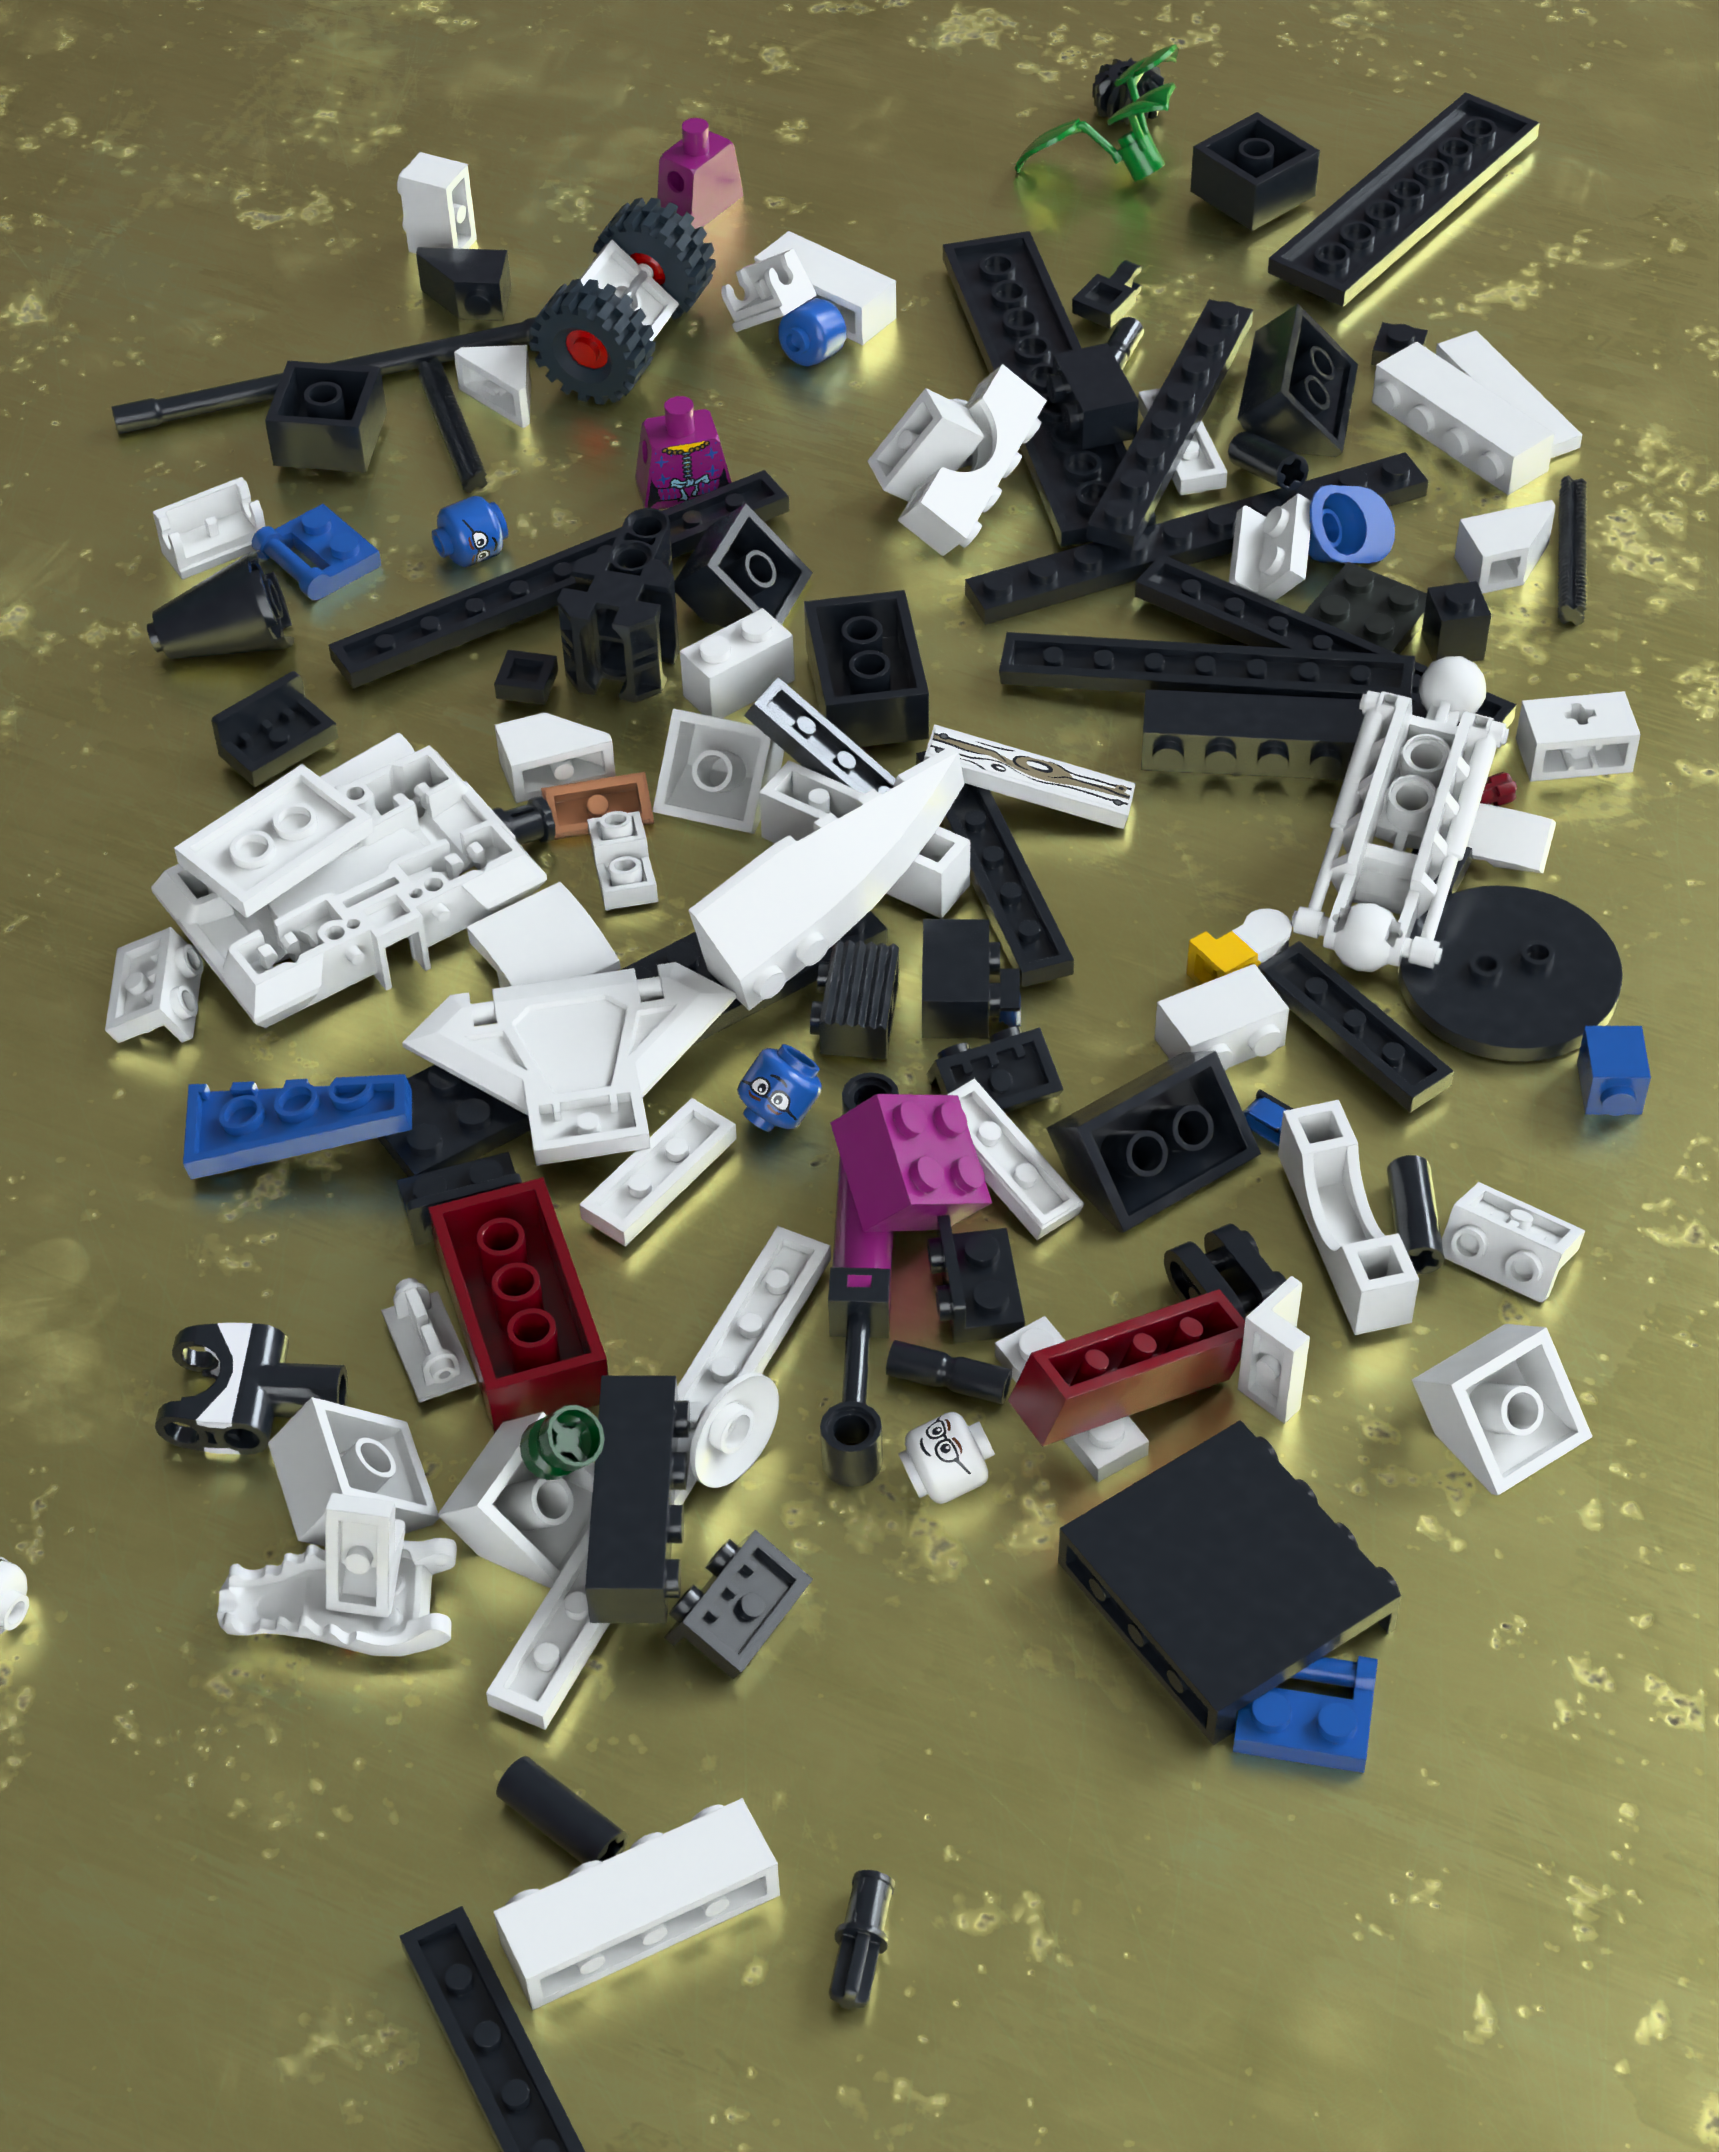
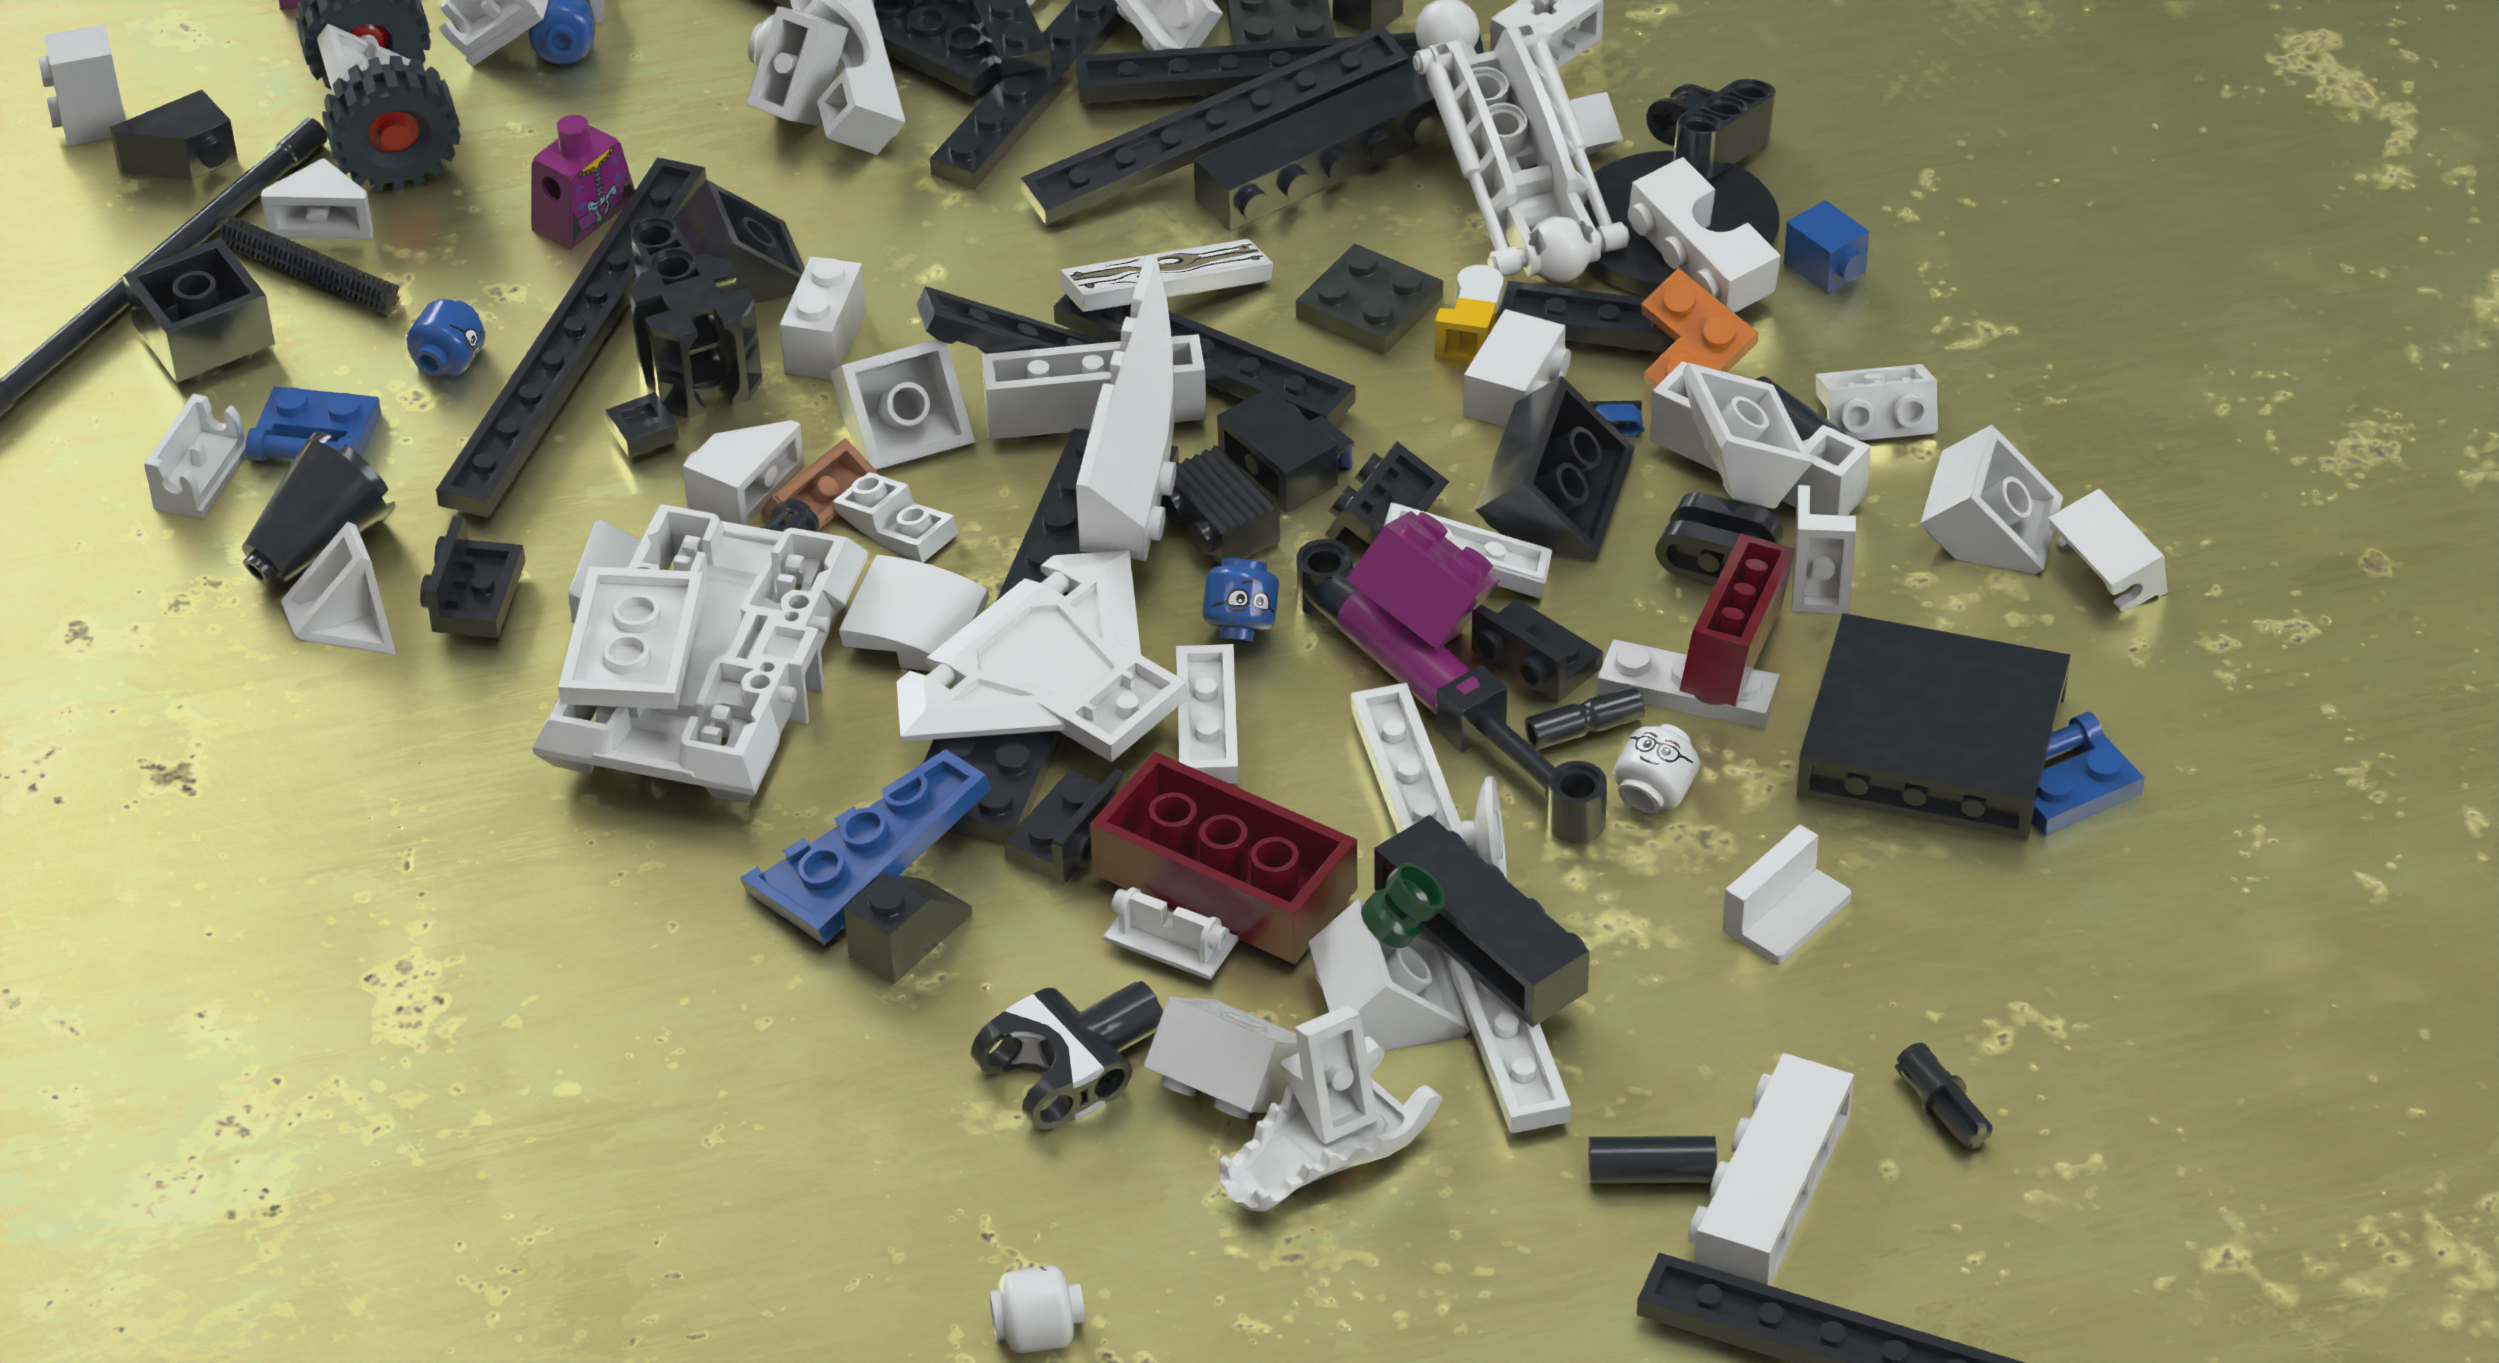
camera: 40 degrees left, 5 degrees down
(154, 987) = (611, 827): white bracket -> none
(185, 693) = (340, 598): none -> white slope
(254, 1196) = (900, 923): none -> black slope
(740, 1603) = (1622, 950): bracket -> none
(868, 667) = (945, 246): black brick -> none
(930, 1651) = (1783, 898): none -> white panel
(1182, 891) = (1369, 298): none -> pearl dark grey plate
(1303, 1196) = (1746, 434): none -> white slope
(1410, 1087) = (1699, 324): none -> orange plate
(1492, 1037) = (1672, 213): none -> white arch
(1565, 1517) = (2112, 548): none -> white hinge
(1619, 904) = (1714, 126): none -> black piece

